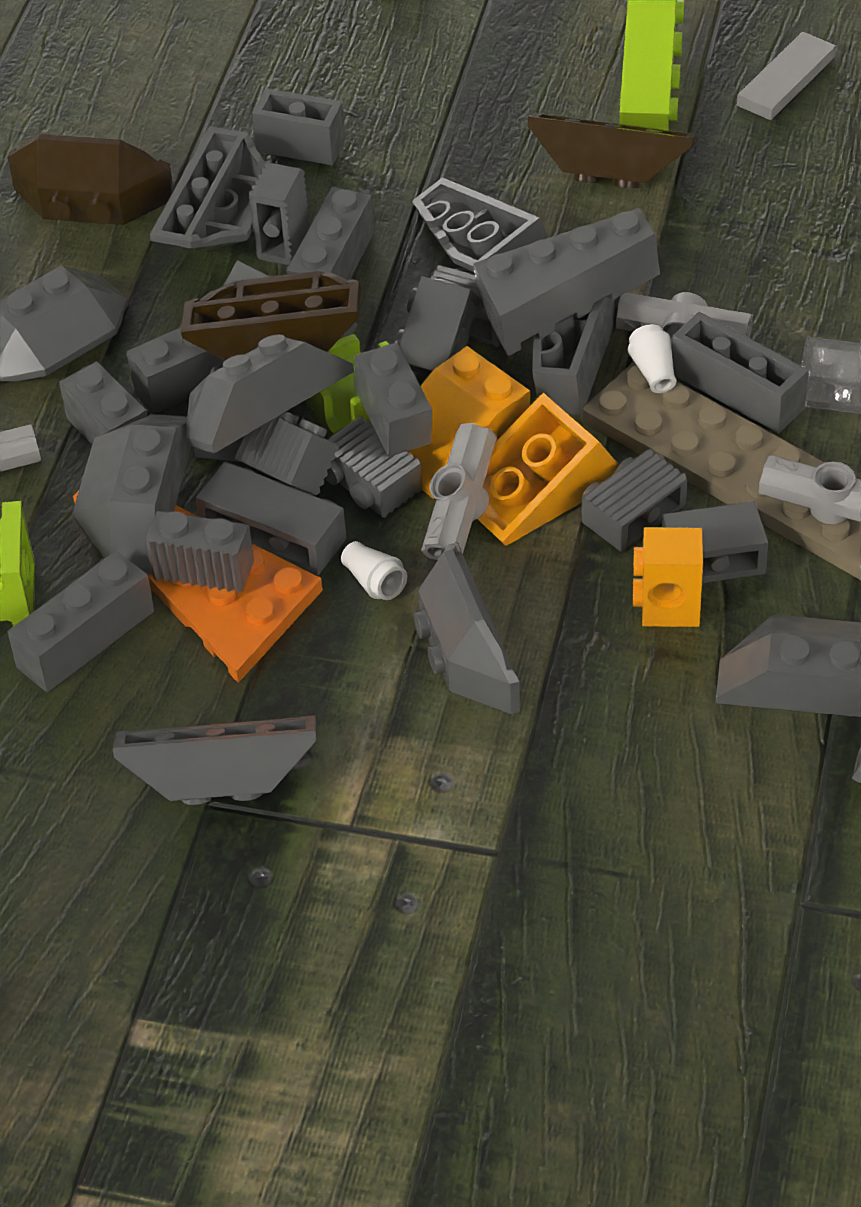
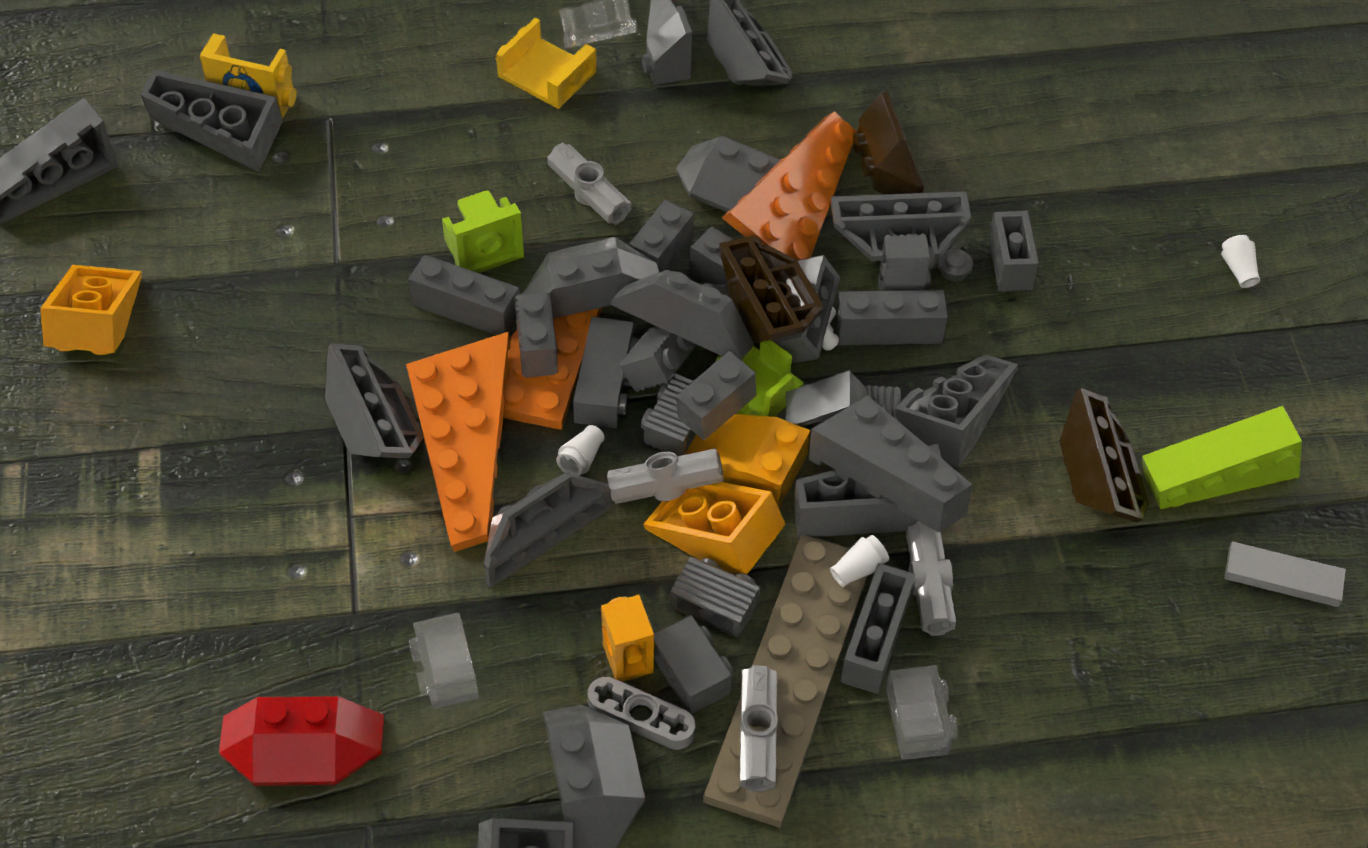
camera: 65 degrees right, 5 degrees up
(148, 294) = (795, 195): none -> orange wing
(263, 666) = (462, 422): none -> orange wing
(617, 764) = (445, 661): none -> clear brick
(670, 945) = (300, 739): none -> red wedge
(757, 590) = (671, 714): none -> light grey beam

